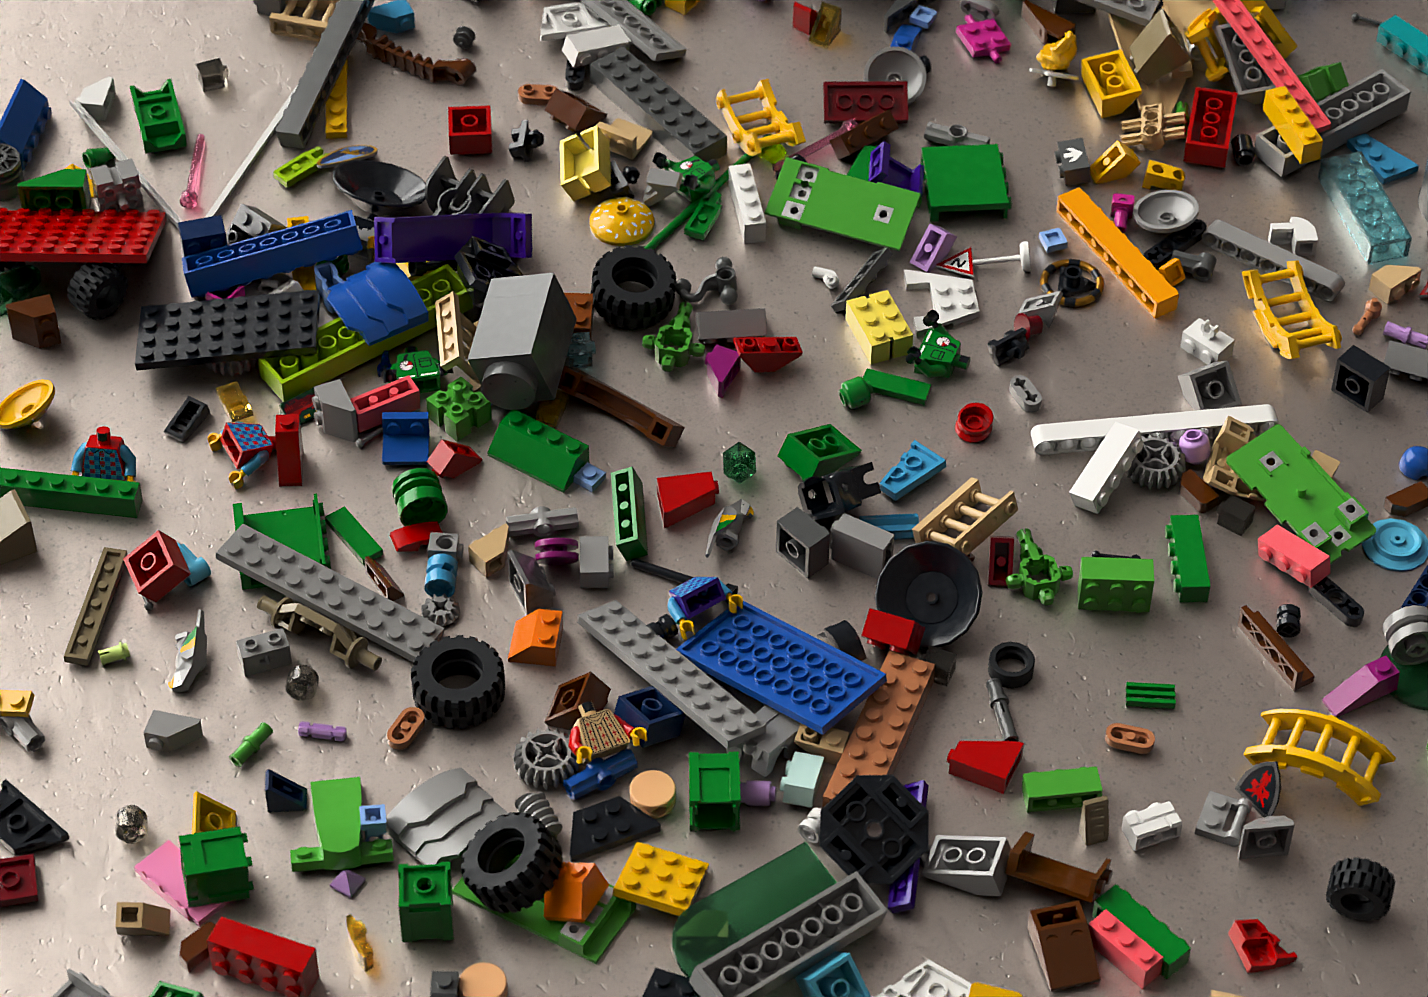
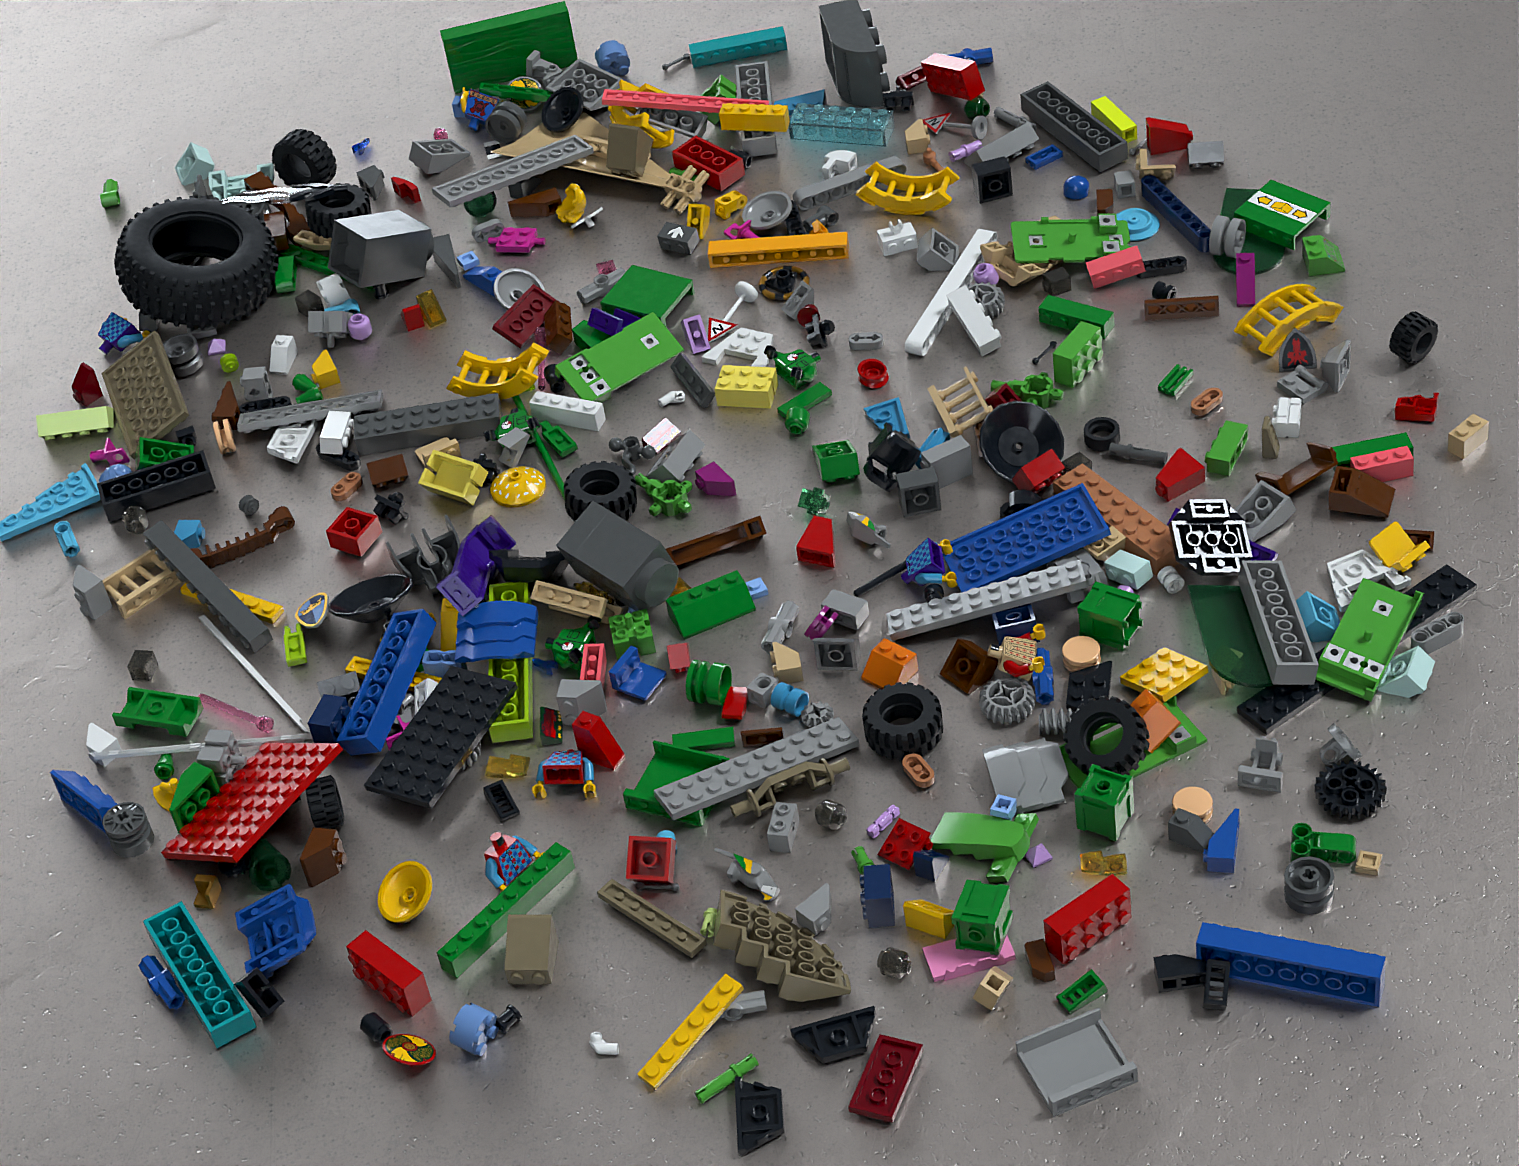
camera: 50 degrees left, 5 degrees down
(101, 721) = (778, 950): none -> dark tan brick
(205, 768) = (877, 896): none -> dark blue brick
(297, 761) = (902, 843): none -> red hinge
(360, 442) = (612, 706): light grey hinge -> none
(629, 513) = (814, 573): green brick -> none
(762, 294) = (661, 435): none -> slope
(768, 353) = (724, 447): red slope -> none
(987, 128) = (606, 267): none -> clear pink plate
(1053, 240) = (739, 274): light blue plate -> none
(1110, 82) = (625, 192): yellow slope -> none
(1198, 492) = (1020, 293): reddish brown piece -> none

